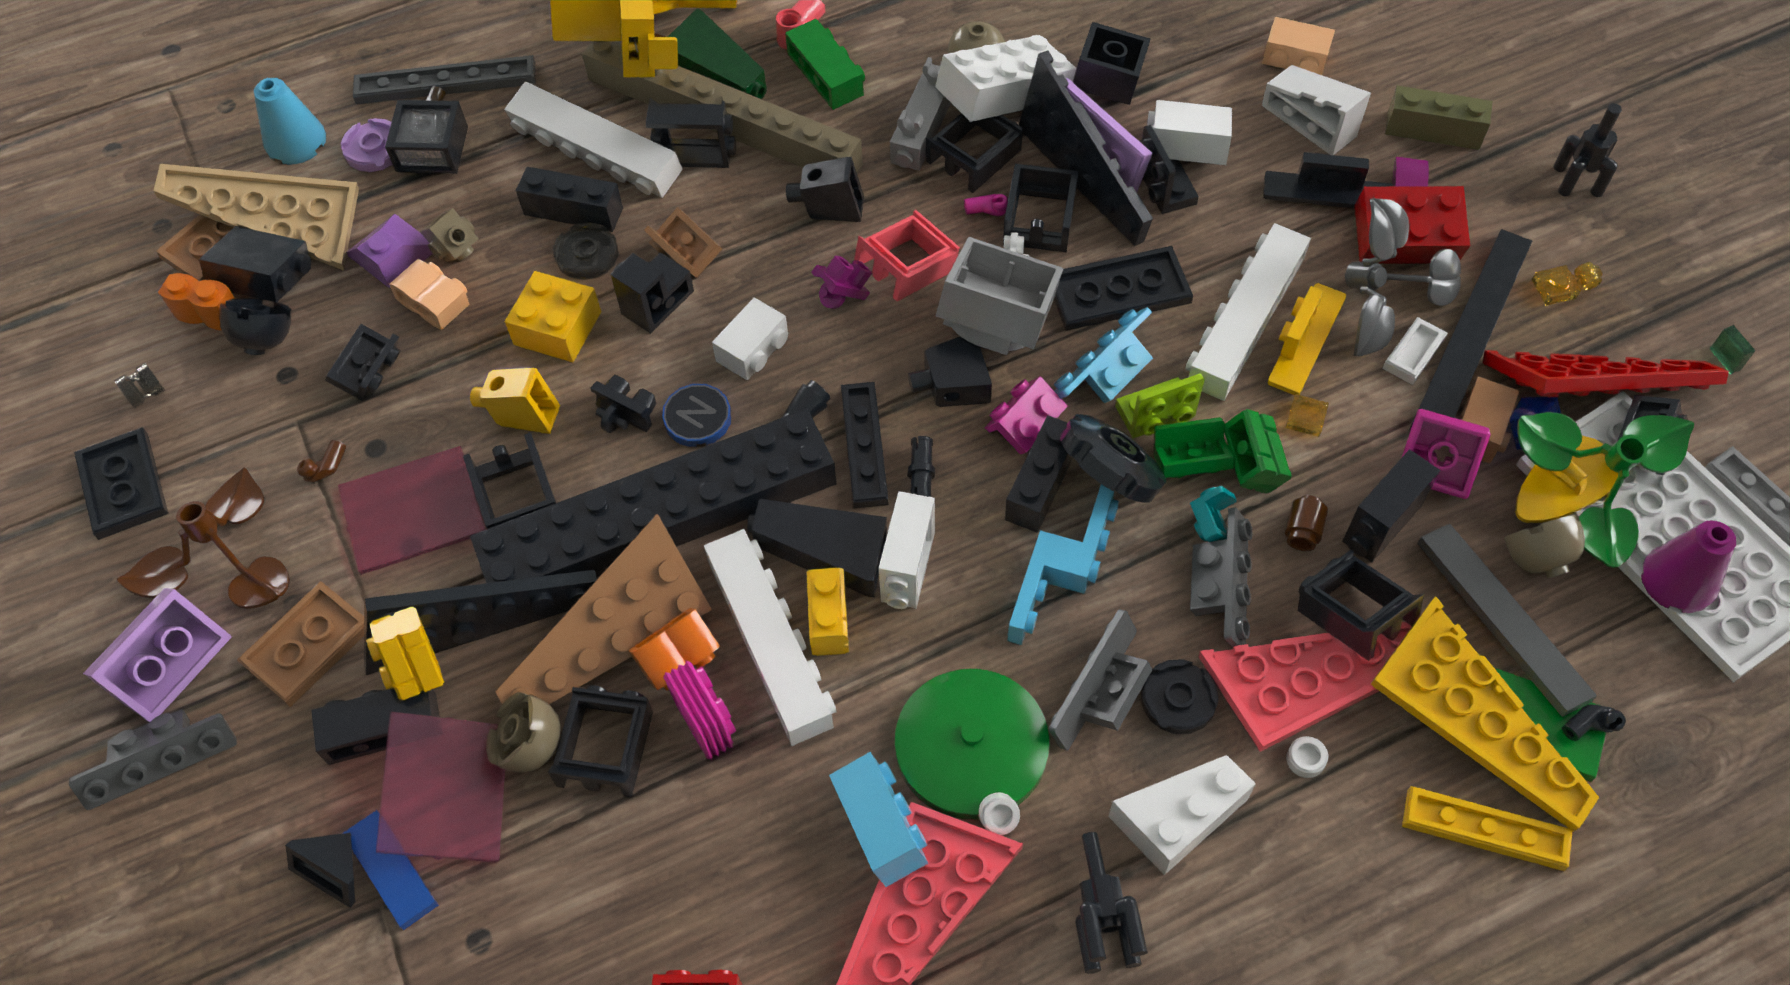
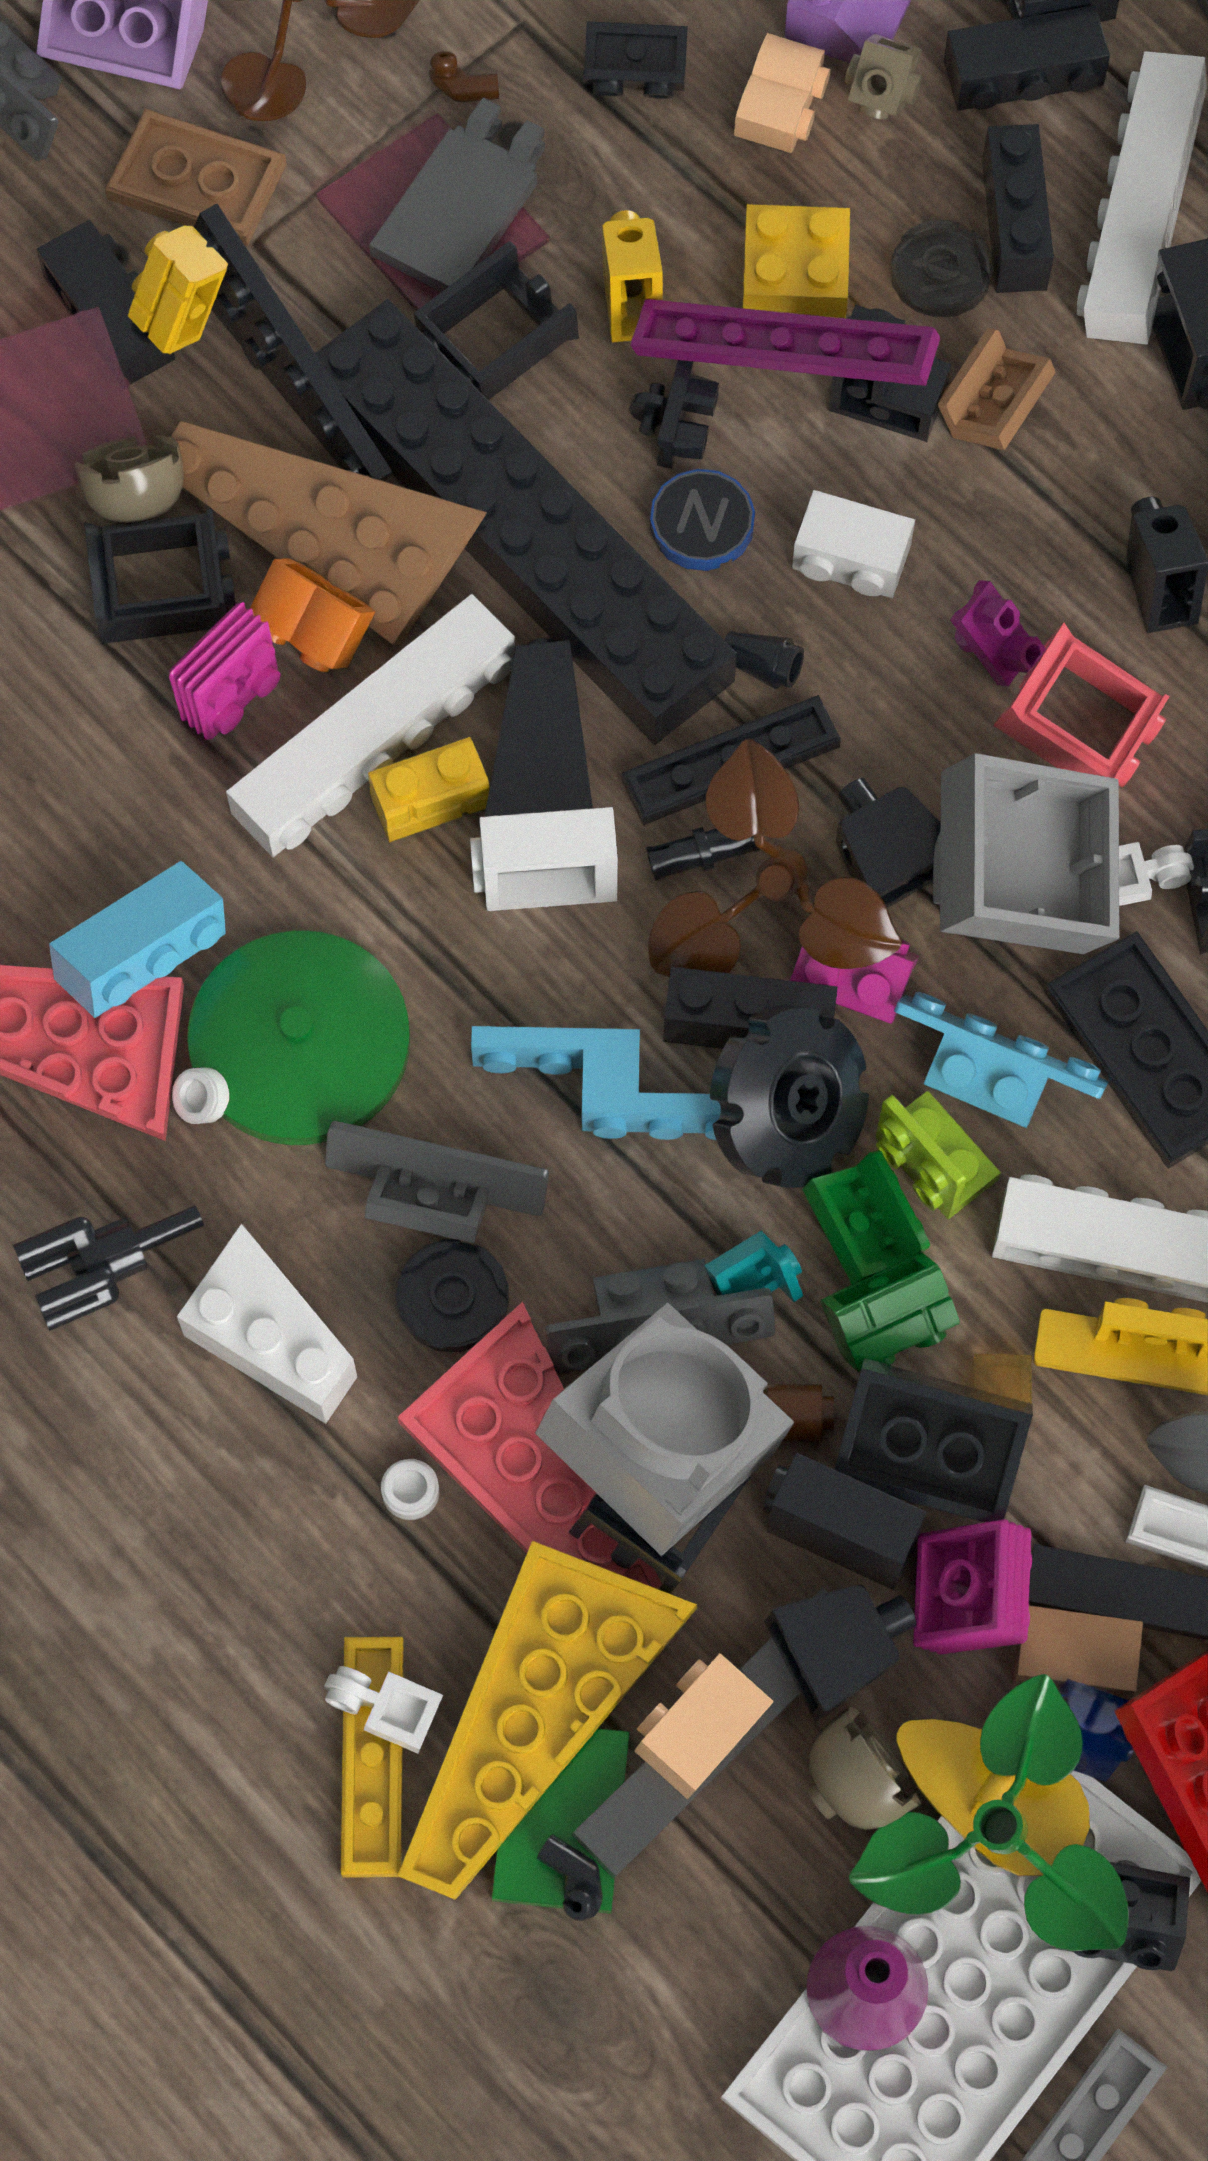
camera: 70 degrees right, 10 degrees up
(414, 486) = (460, 200): none -> dark grey tile
(474, 169) = (1026, 58): none -> black brick
(617, 316) = (786, 341): none -> magenta plate
(930, 408) = (758, 799): none -> reddish brown plant
(1326, 573) = (665, 1426): none -> light grey container
(1349, 447) = (934, 1441): none -> black brick
(1468, 532) = (838, 1643): none -> black torso
(1470, 796) = (398, 1712): none -> white plate
(1513, 615) = (702, 1725): none -> light nougat brick

